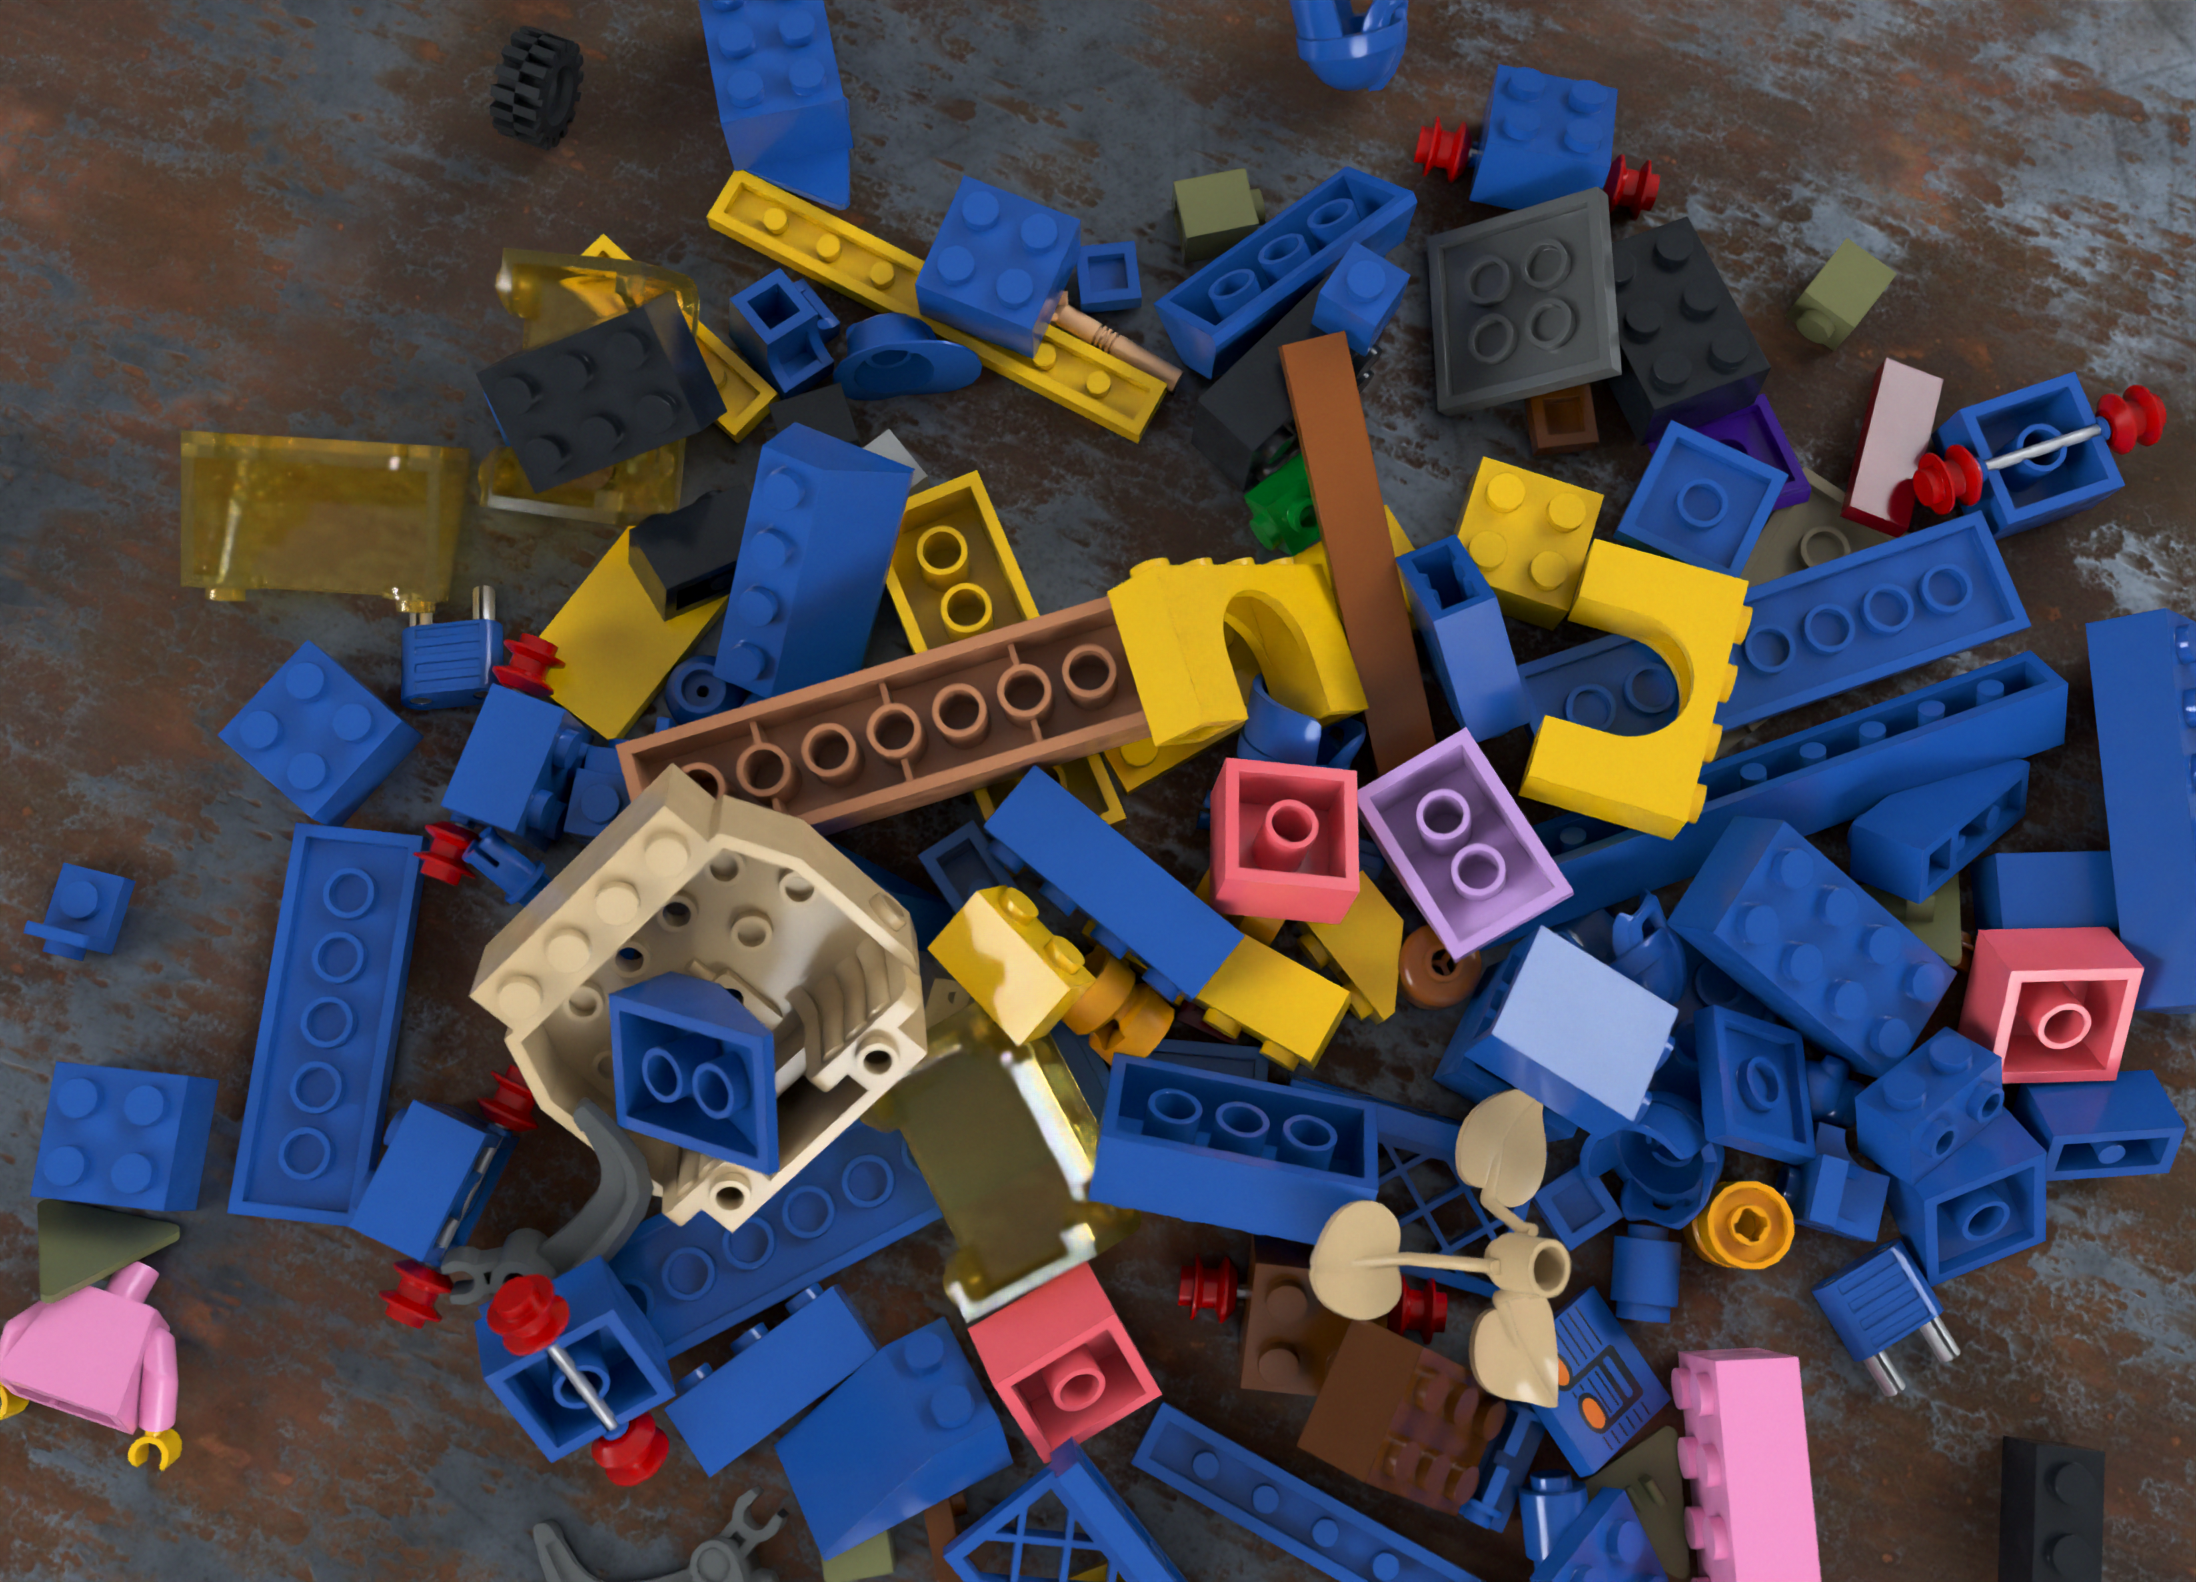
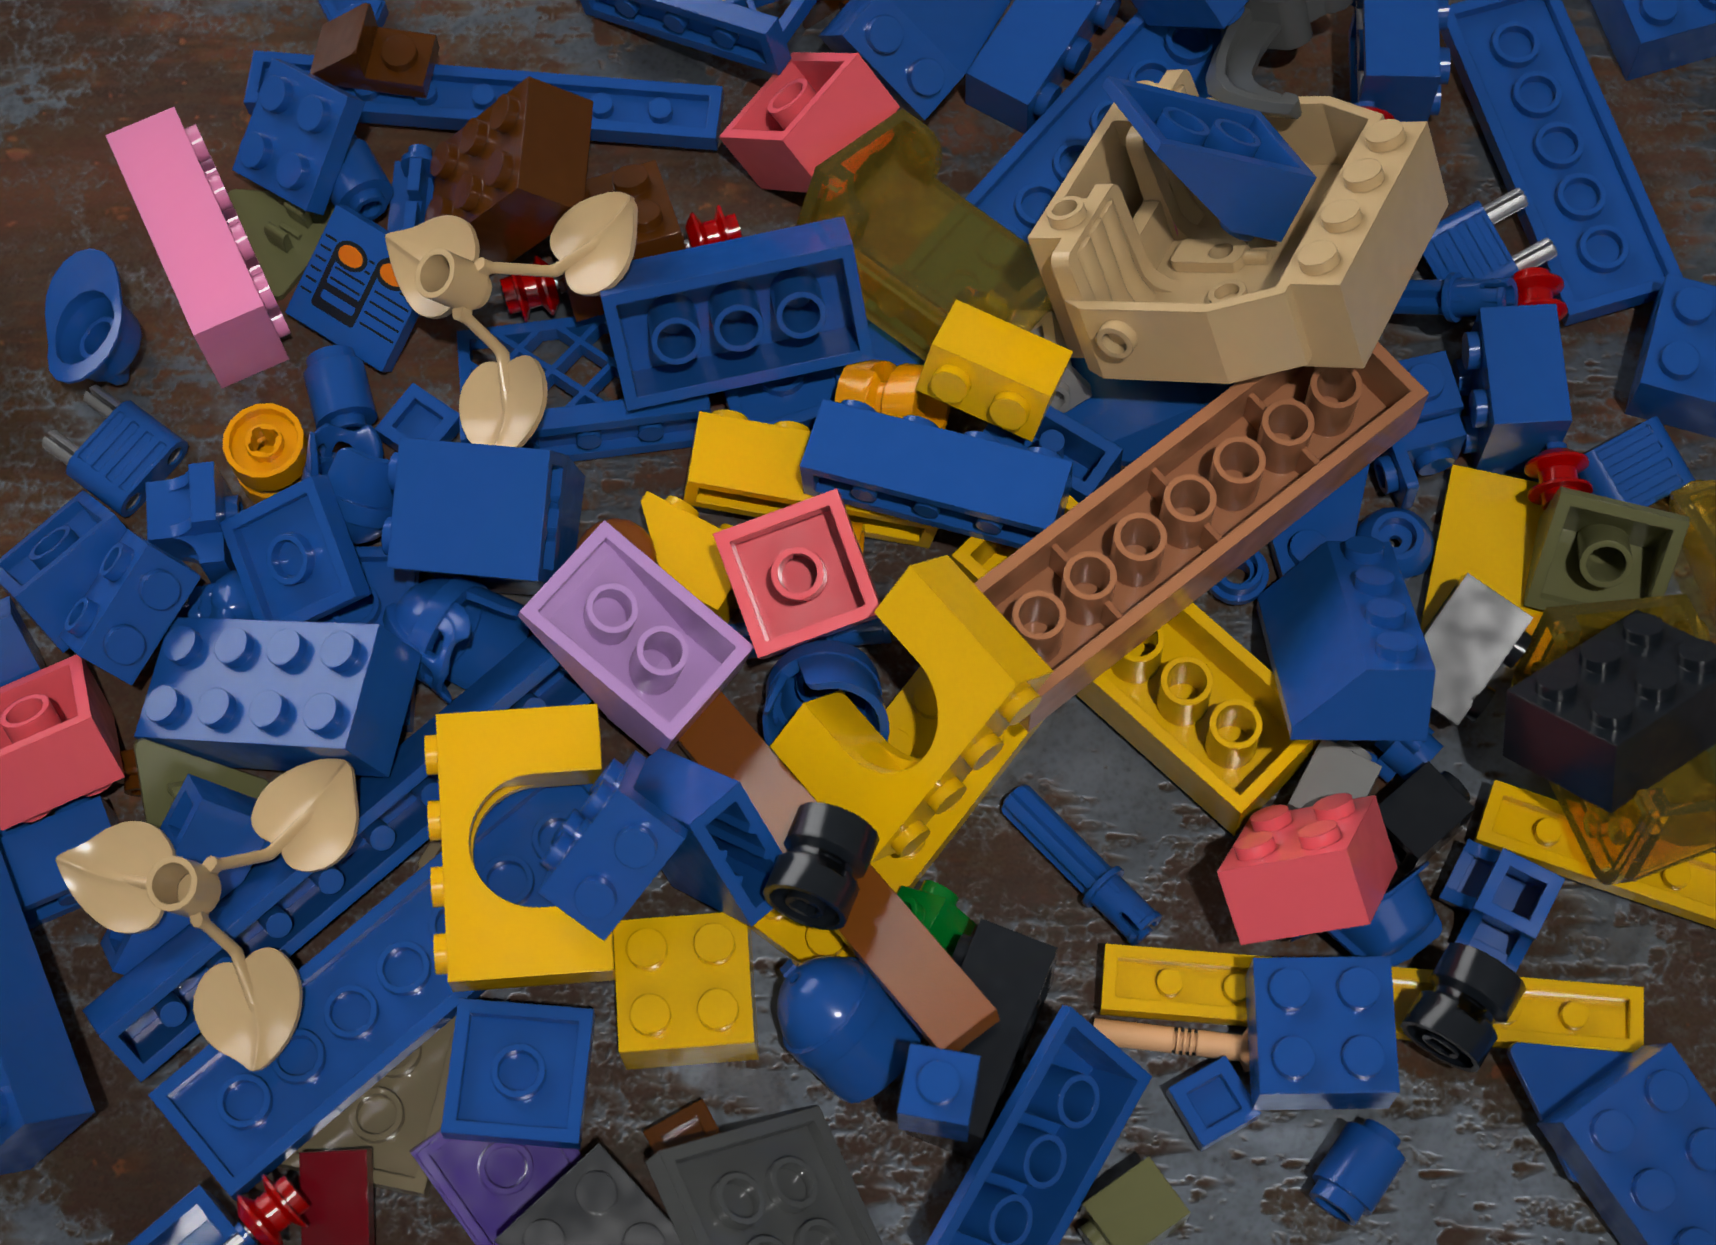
camera: 165 degrees right, 10 degrees down
(470, 923) = (1471, 245): none -> blue piece
(534, 576) = (1601, 551): none -> olive slope
(870, 238) = (1460, 1012): none -> black wheel
(943, 393) = (1308, 869): none -> coral brick
(1023, 167) = (1357, 1171): none -> blue brick
(1117, 493) = (1081, 864): none -> blue axle
(1381, 539) = (821, 865): none -> black wheel
(1409, 443) = (843, 1025): none -> blue helmet
(1582, 624) = (609, 850): none -> blue bracket
(1884, 1457) = (88, 323): none -> blue piece
(1927, 661) = (133, 876): none -> tan plant

